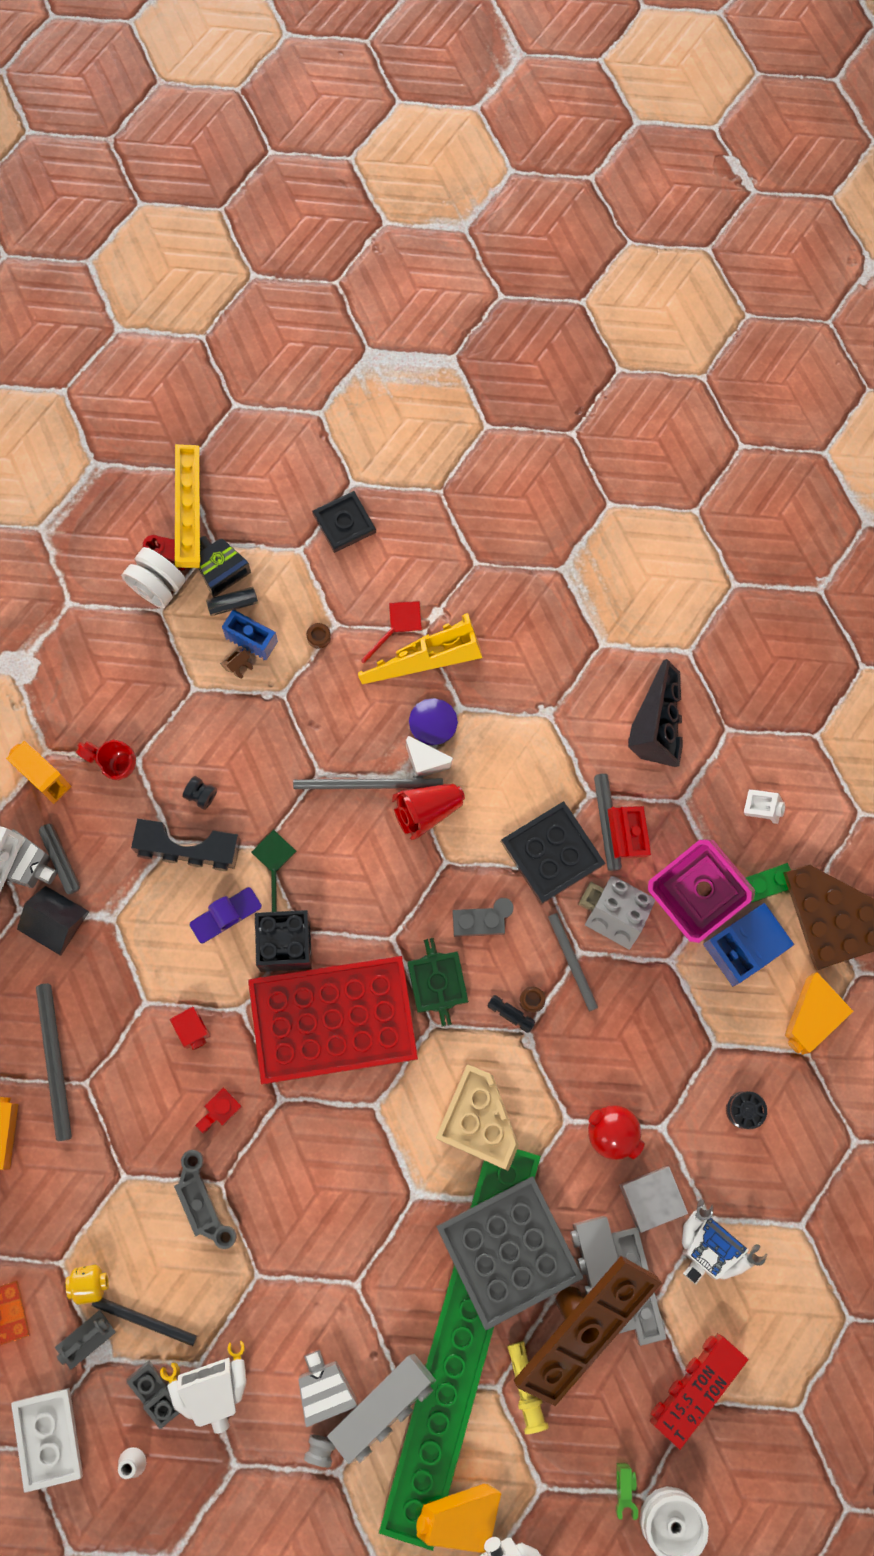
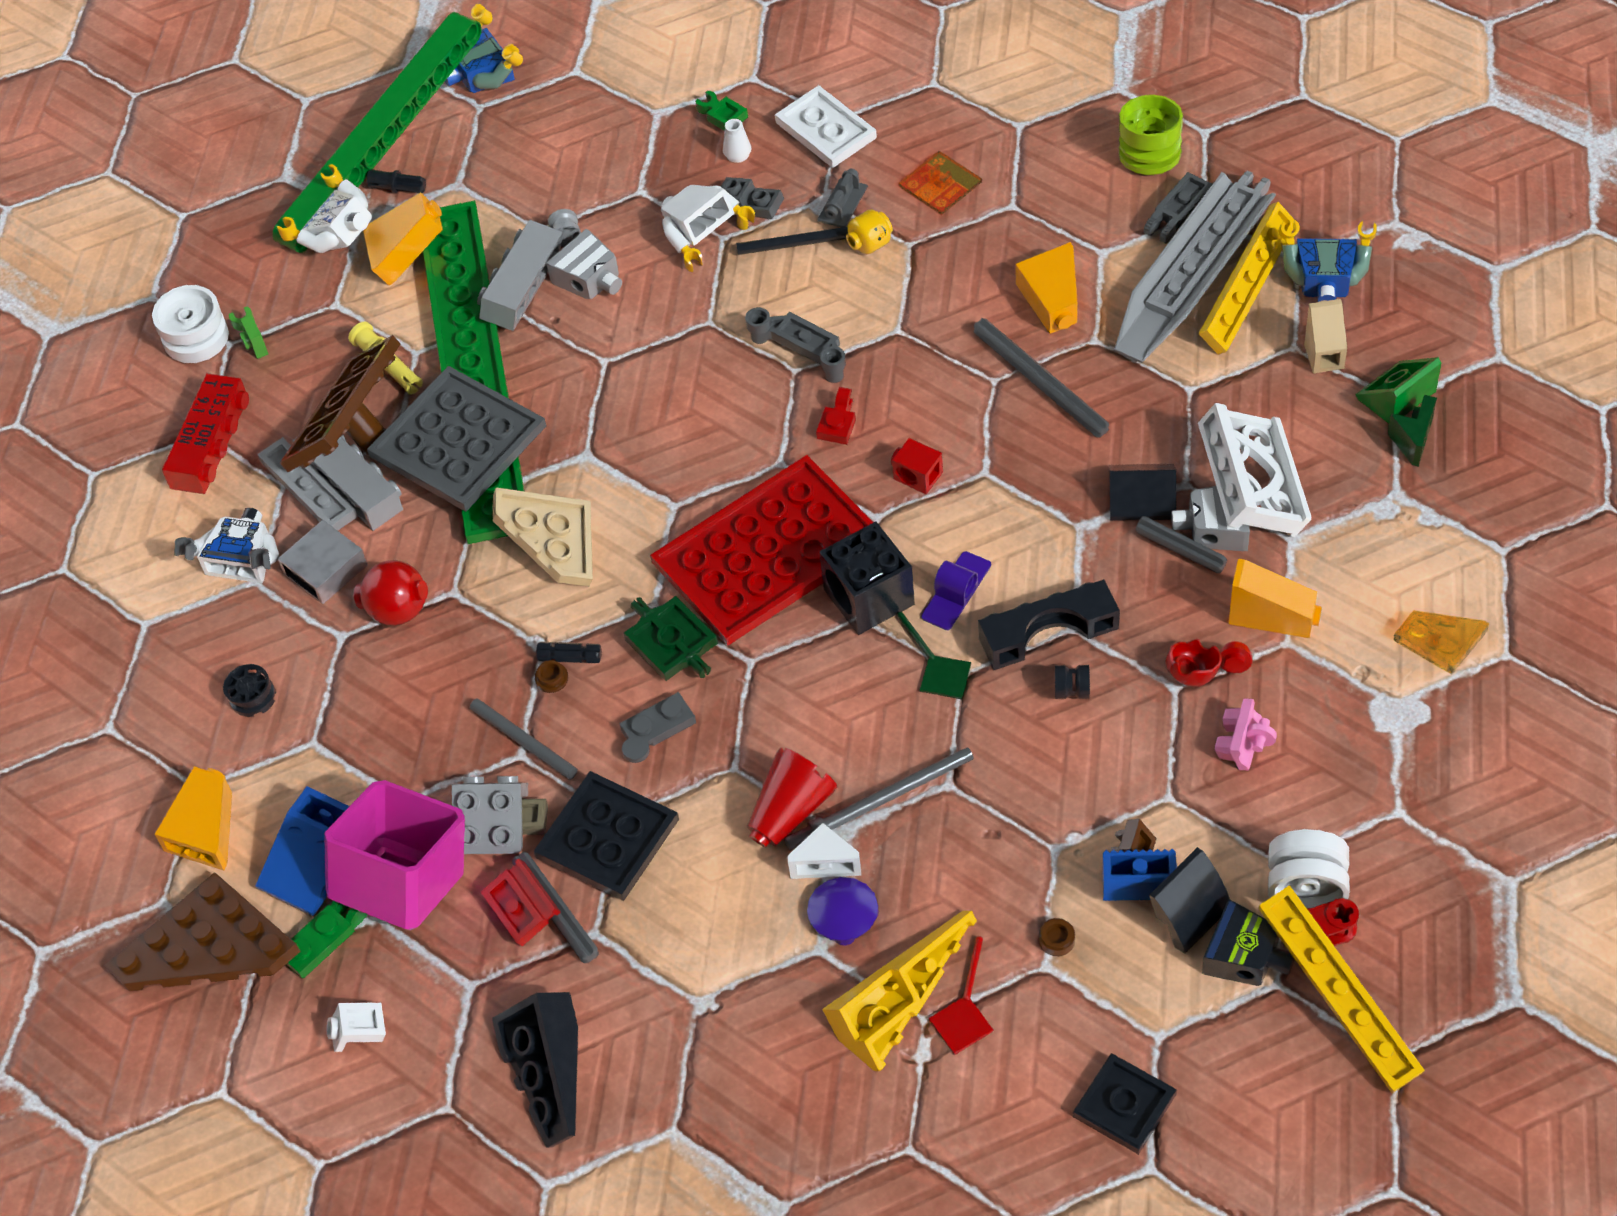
camera: 165 degrees right, 20 degrees down
(114, 704) = (1249, 735): none -> bright pink hips
(118, 1513) = (721, 111): none -> green plate

